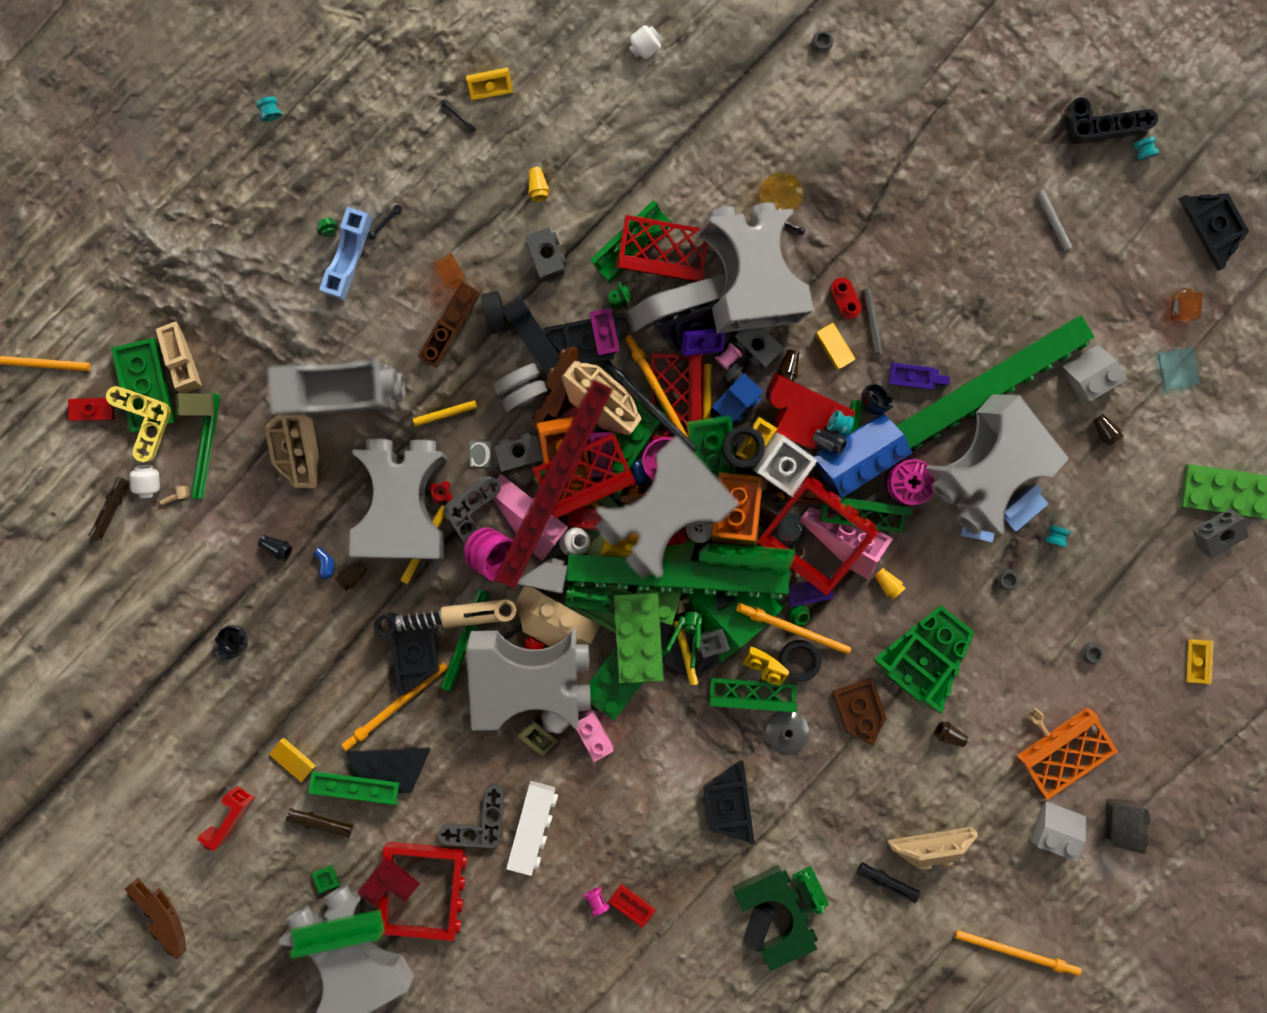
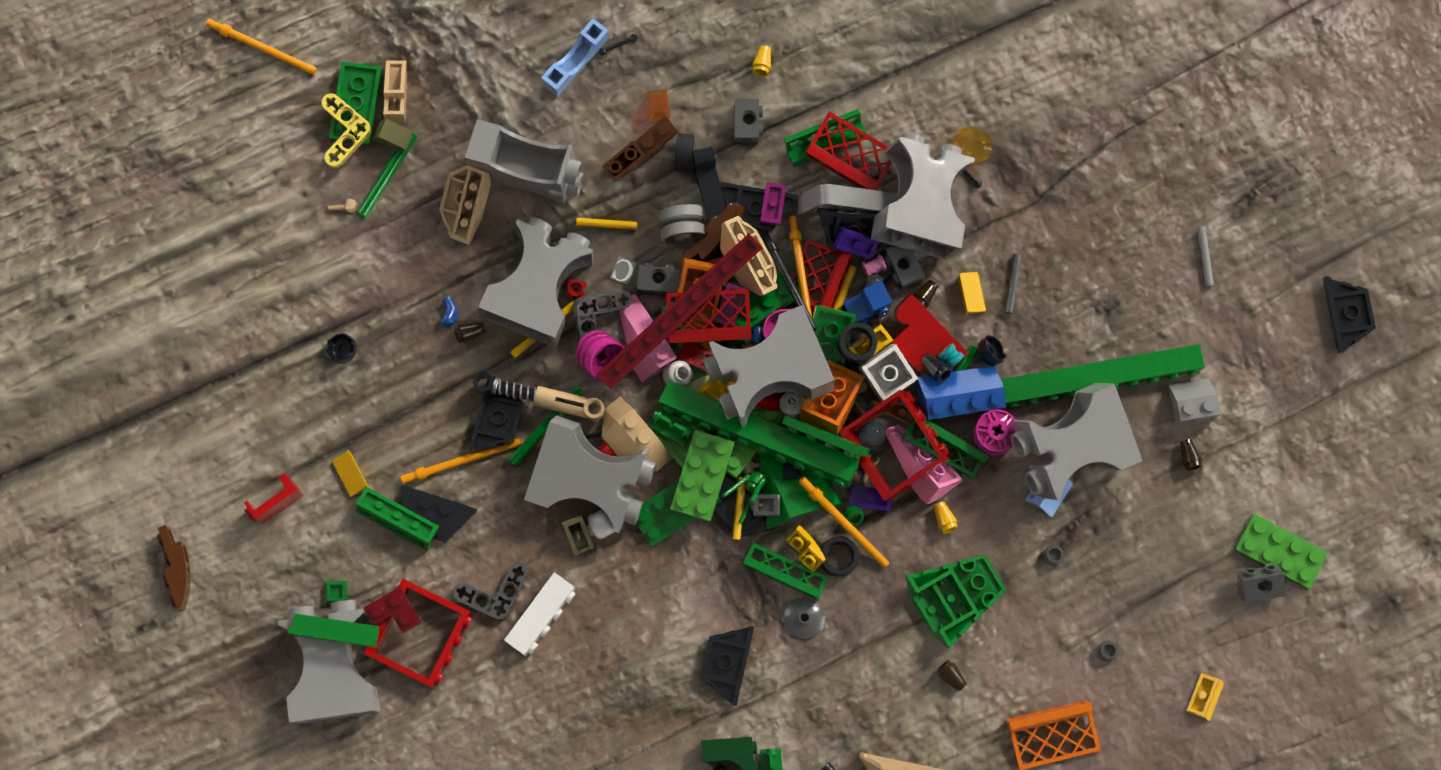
camera: 15 degrees right, 10 degrees down
(90, 409) = (301, 107): red plate -> none
(112, 501) = (287, 191): dark brown pin -> none
(144, 481) = (323, 183): white head -> none
(275, 547) = (413, 283): black cone -> none
(318, 822) = (345, 532): dark brown pin -> none
(327, 227) = (567, 30): green plate -> none
(547, 576) = (641, 393): light grey slope -> none
(594, 736) = (628, 552): bright pink brick -> none
(596, 901) = (572, 704): dark pink bush -> none
(619, 297) = (797, 179): green hinge -> none
(631, 905) = (603, 721): red plate -> none
(822, 41) = (1054, 33): dark grey plate -> none
(844, 298) = (996, 255): red plate -> none
(860, 709) = (878, 622): reddish brown tile -> none
(916, 376) = (1035, 345): dark purple hinge -> none
(1024, 507) = (1091, 496): light blue panel -> none
(1038, 719) = (1037, 694): tan hand -> none
(1057, 536) = (1112, 532): teal wheel -> none
(1111, 123) = (1283, 189): black beam -> none
(1146, 148) = (1307, 224): teal wheel -> none
(1178, 368) = (1274, 426): clear light blue piece -> none
(1186, 305) = (1298, 372): clear orange brick -> none

